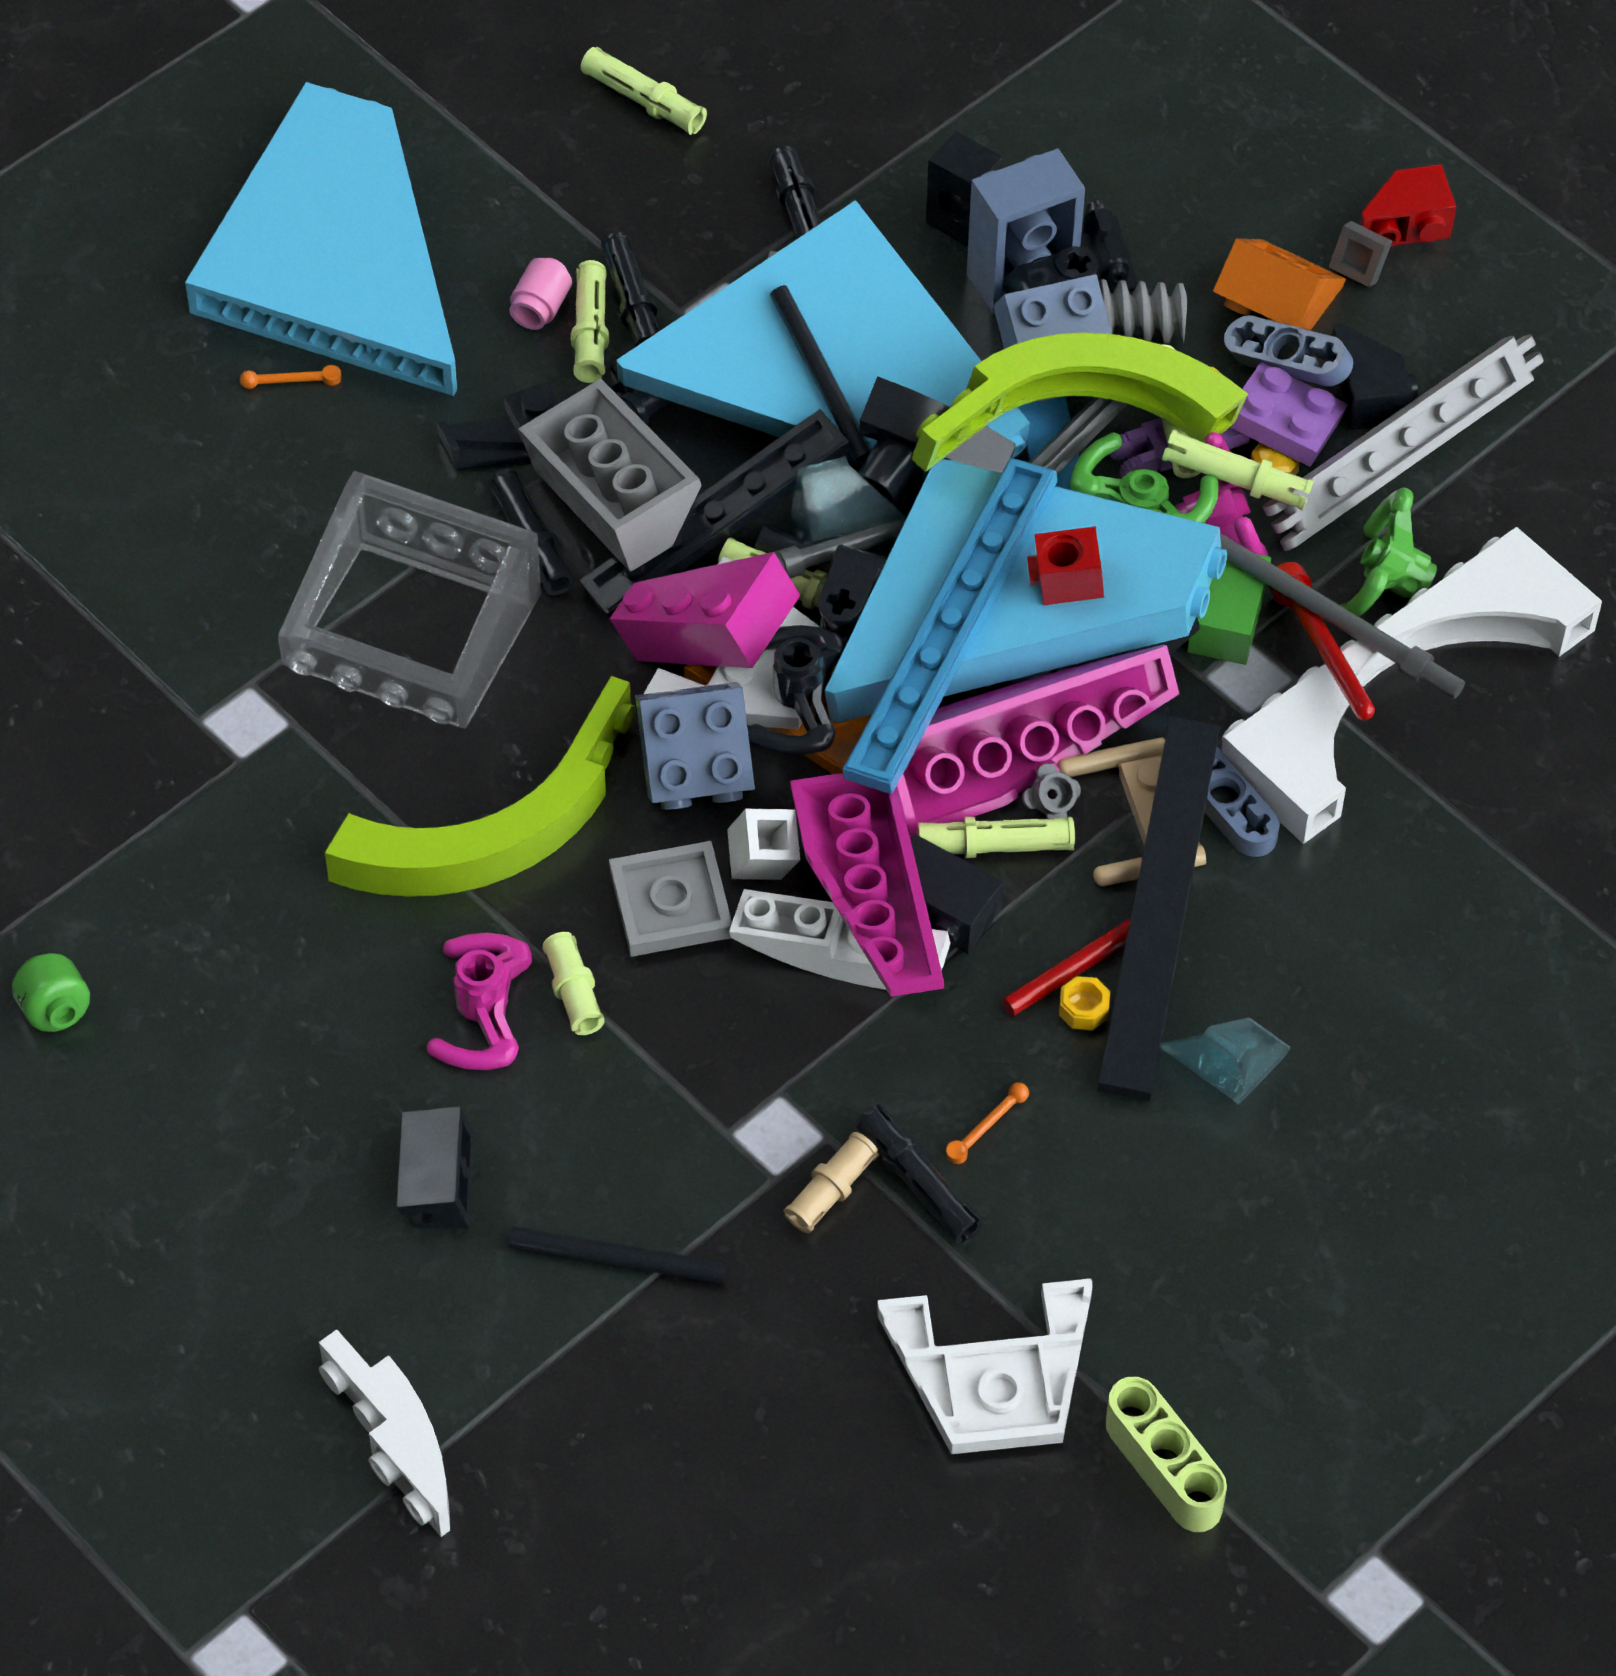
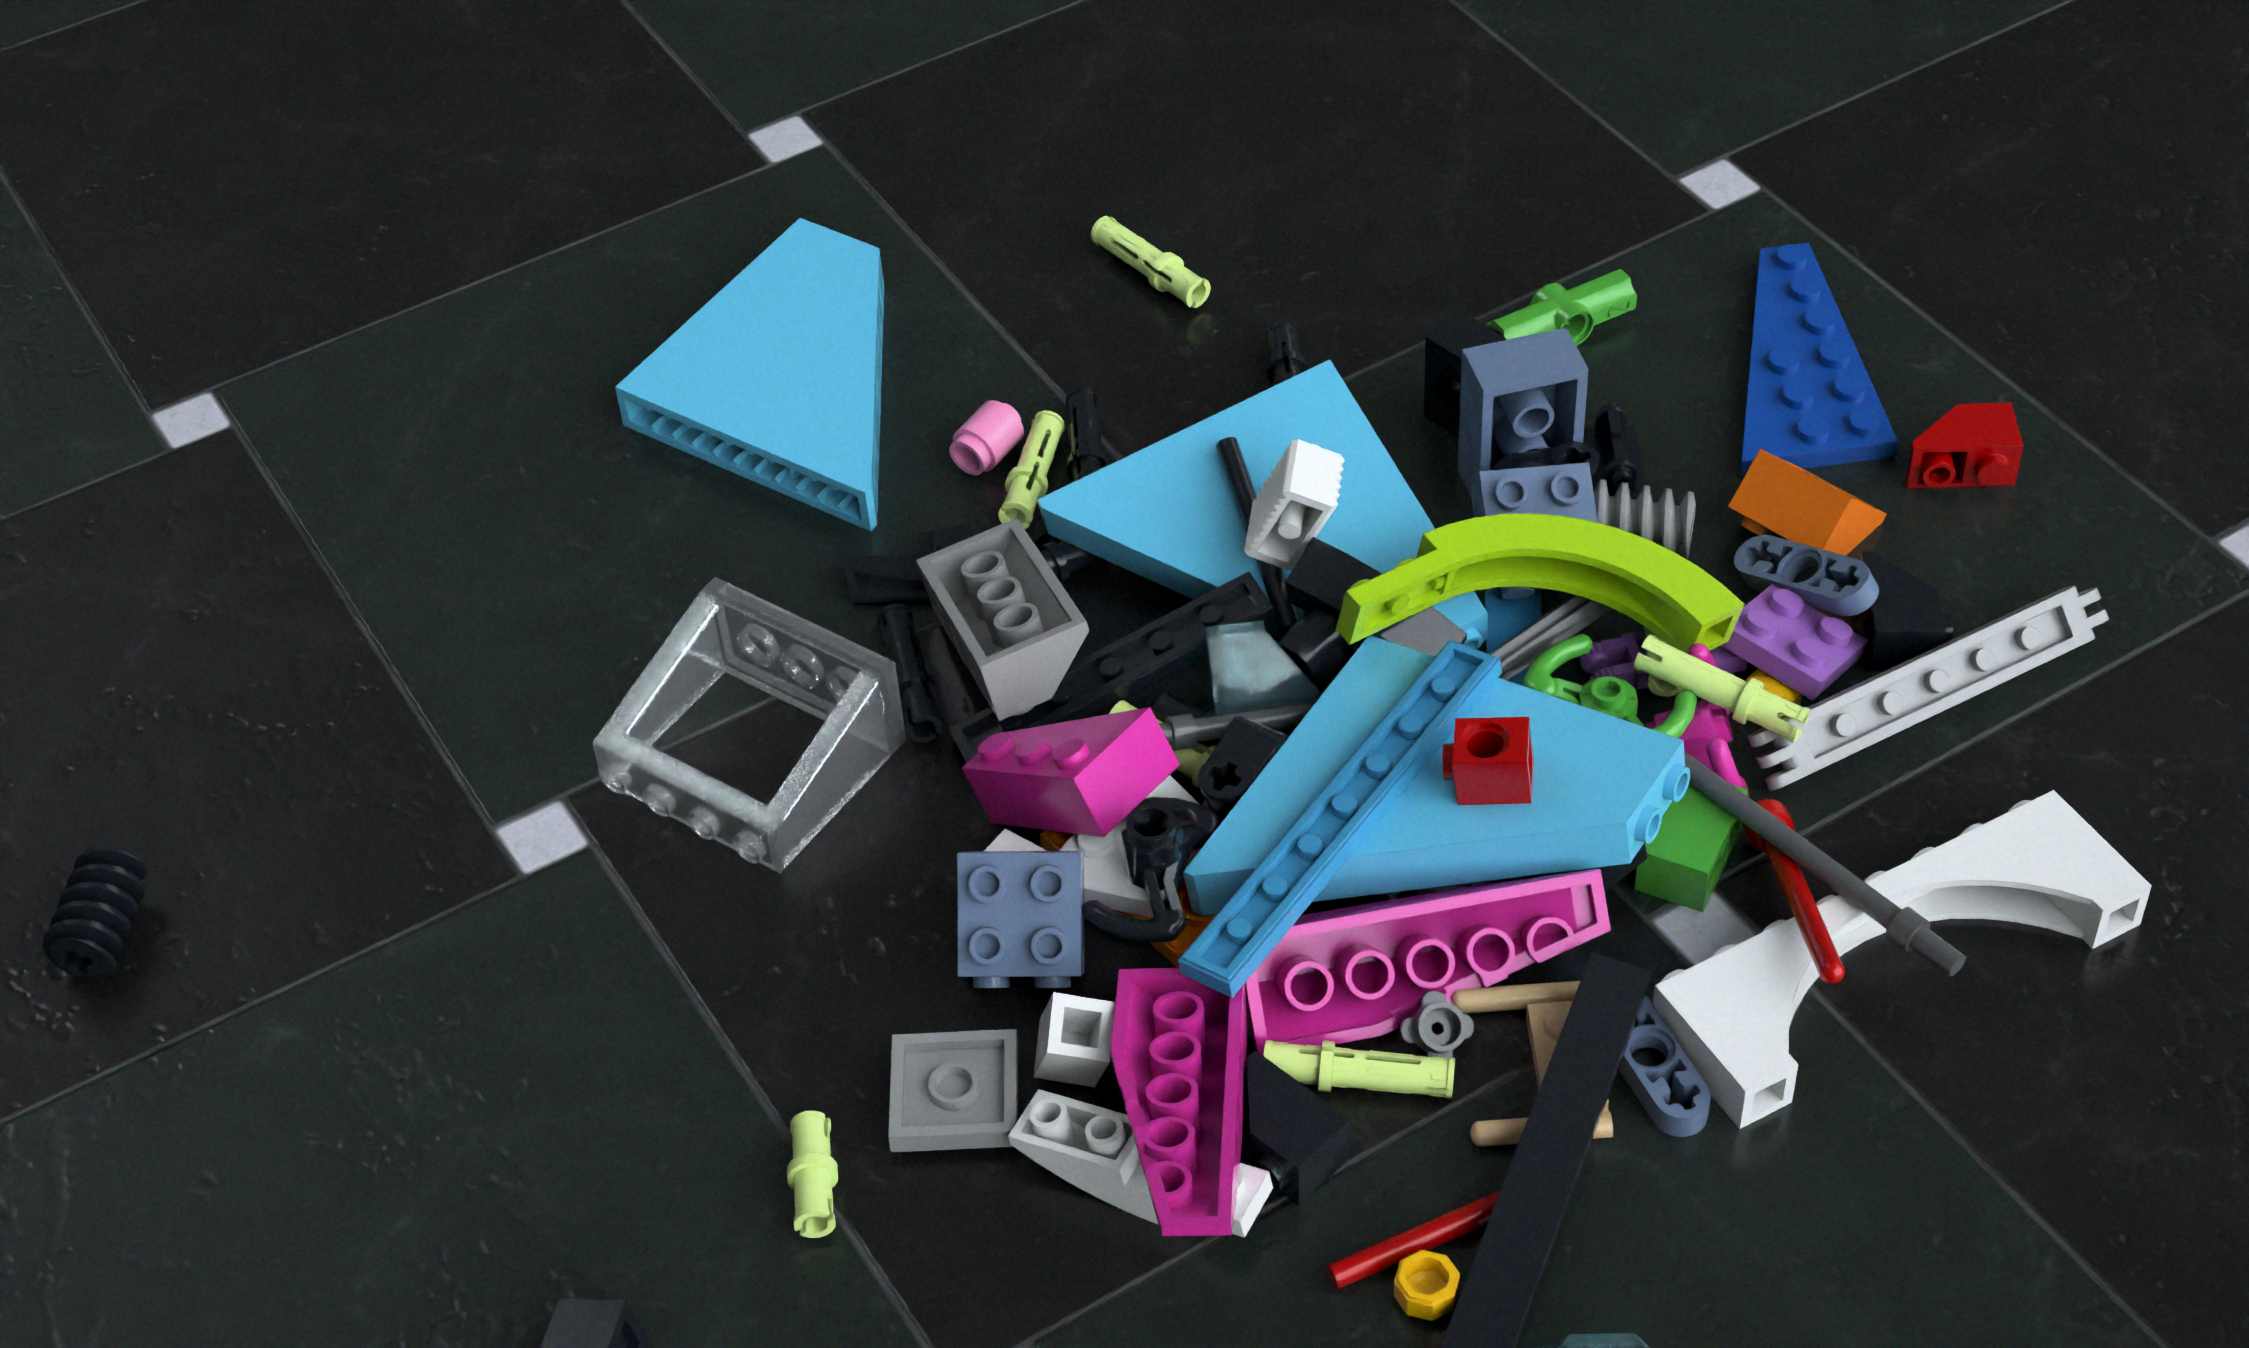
camera: 15 degrees right, 10 degrees down
(50, 992) = (214, 1095): bright green head -> none
(329, 375) = (746, 497): orange hinge -> none
(482, 996) = (701, 1172): dark pink piece -> none
(496, 847) = (771, 1001): lime arch -> none
(855, 348) = (1294, 504): none -> white brick
(1035, 109) = (1572, 309): none -> bright green piece
(1258, 154) = (1805, 375): none -> blue wing
(1360, 254) = (1905, 487): dark grey plate -> none
(1393, 559) = (1896, 808): bright green piece -> none

